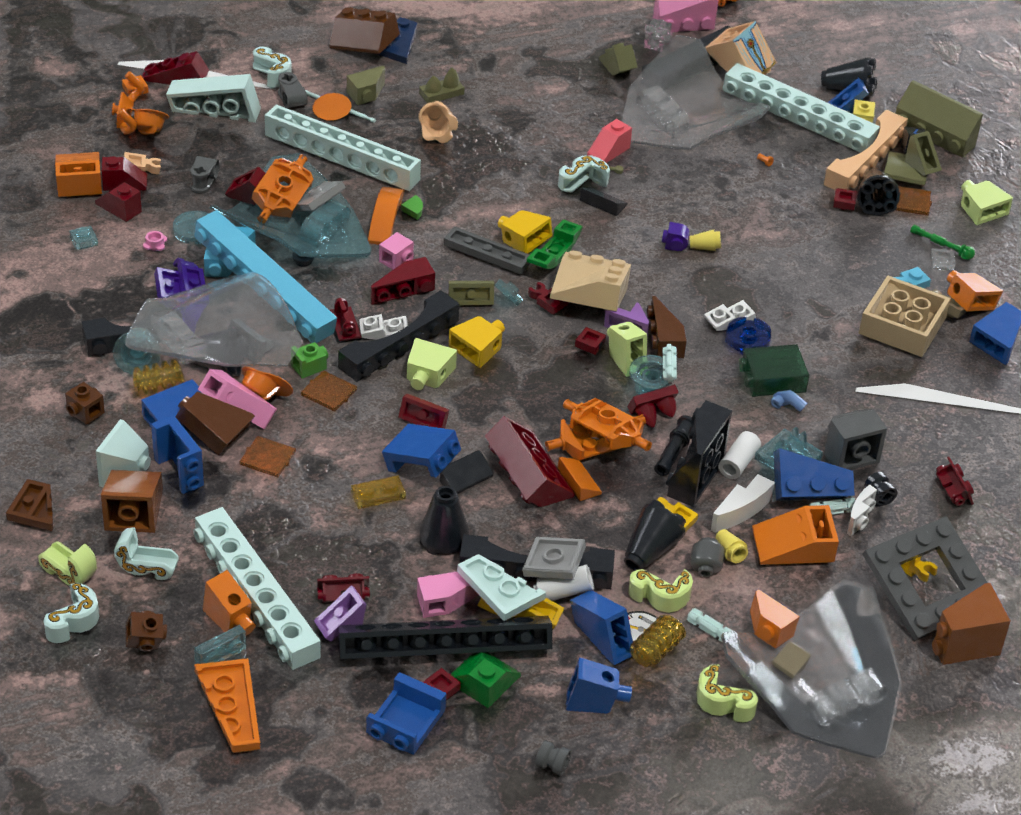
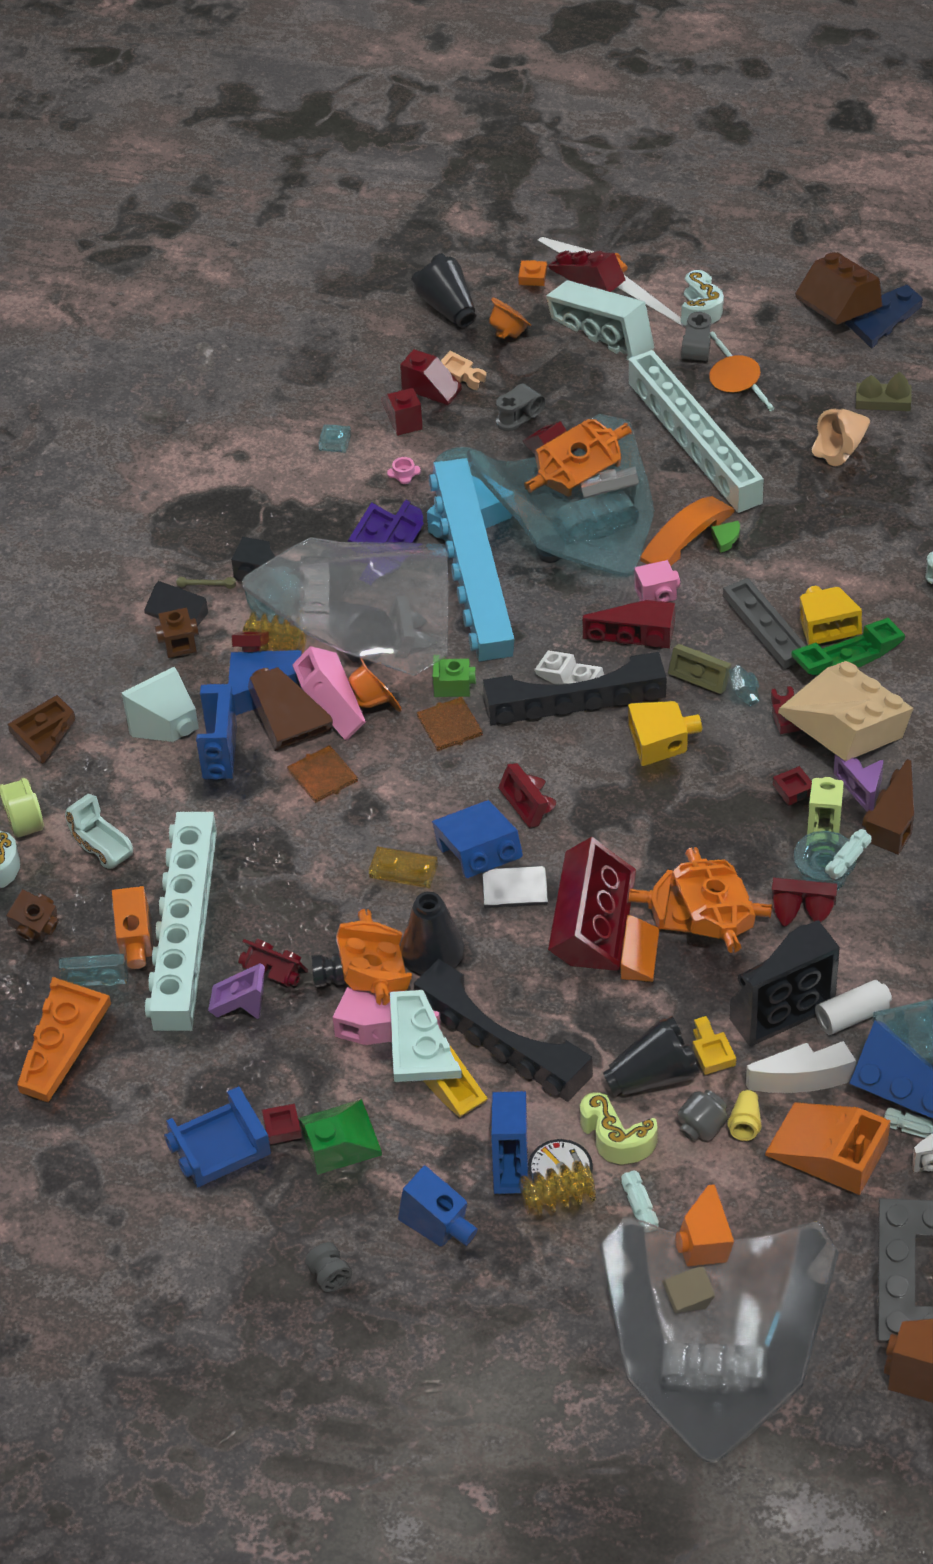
camera: 40 degrees right, 5 degrees up
(55, 385) = (169, 598): none -> black slope
(78, 174) = (377, 358): orange slope -> none
(88, 114) = (446, 289): none -> black cone
(88, 359) = (229, 582): none -> olive hinge
(124, 120) = (483, 306): orange piece -> none
(131, 500) = (136, 762): dark orange slope -> none
(151, 386) = (250, 640): none -> dark red plate
(346, 324) = (530, 646): dark red hinge -> none
(366, 85) = (795, 360): olive slope -> none
(390, 574) = (327, 970): none -> black wheel
(416, 554) = (372, 957): none -> orange plate
(430, 364) = (578, 738): yellowish green torso -> none
(444, 637) = (326, 1071): black brick -> none
(554, 558) = (506, 1034): light grey plate -> none
(562, 588) = (505, 1070): white brick -> none
(724, 699) = (573, 1297): yellowish green animal -> none

